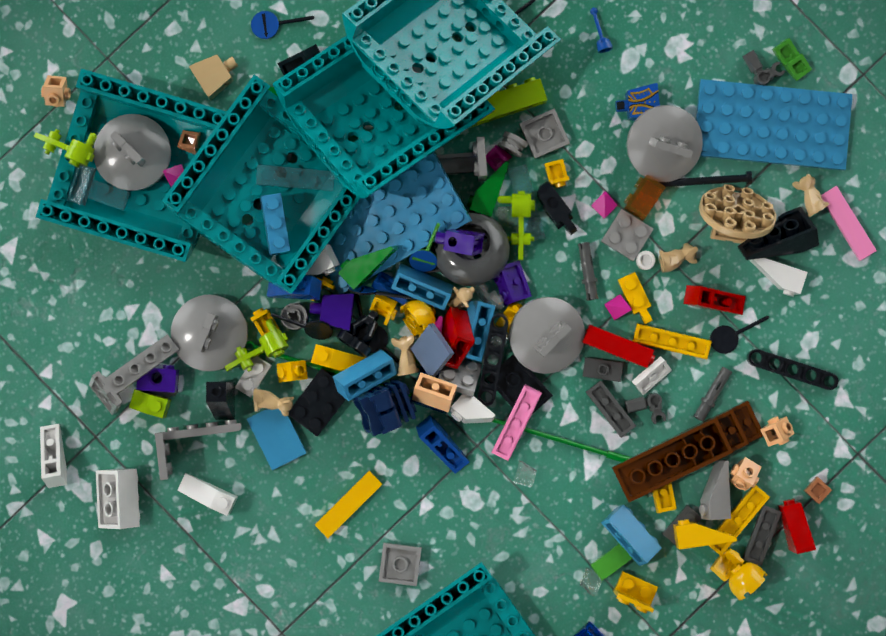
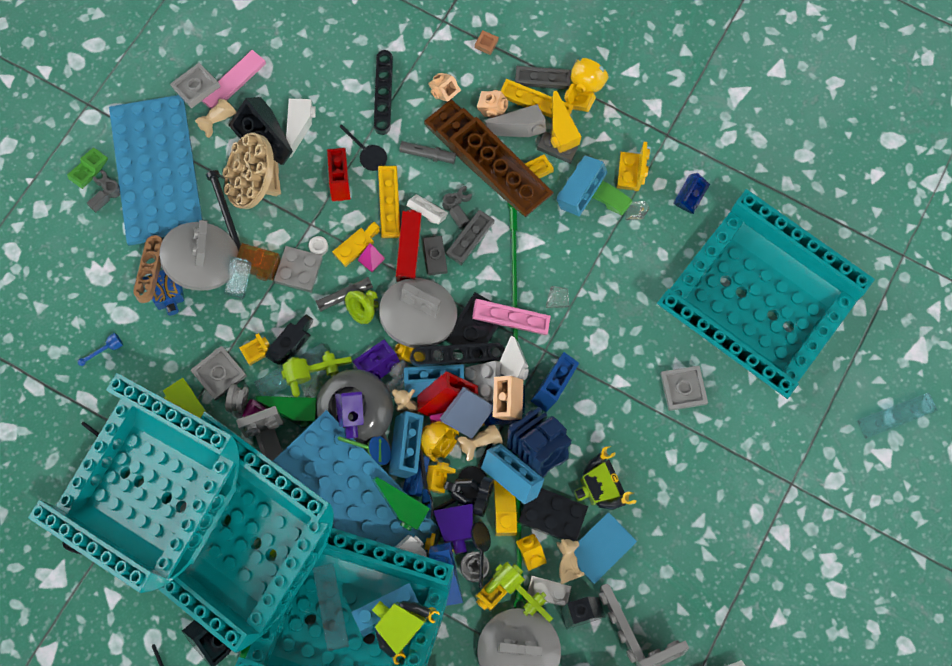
camera: 110 degrees left, 15 degrees down
(207, 494) = (684, 599): white slope -> none
(254, 232) = (400, 625): none -> lime torso
(332, 455) = (602, 484): none -> torso
(348, 504) = (644, 455): yellow tile -> none
(570, 284) = (361, 306): none -> lime hair
(604, 205) = (274, 298): dark pink slope -> none
(633, 176) = (238, 280): none -> clear light blue tile
(664, 89) = (151, 250): none -> medium nougat beam
(673, 259) = (311, 220): tan animal -> none
(796, 527) = (527, 48): red slope -> none
(850, 183) = (195, 85): none -> light grey plate

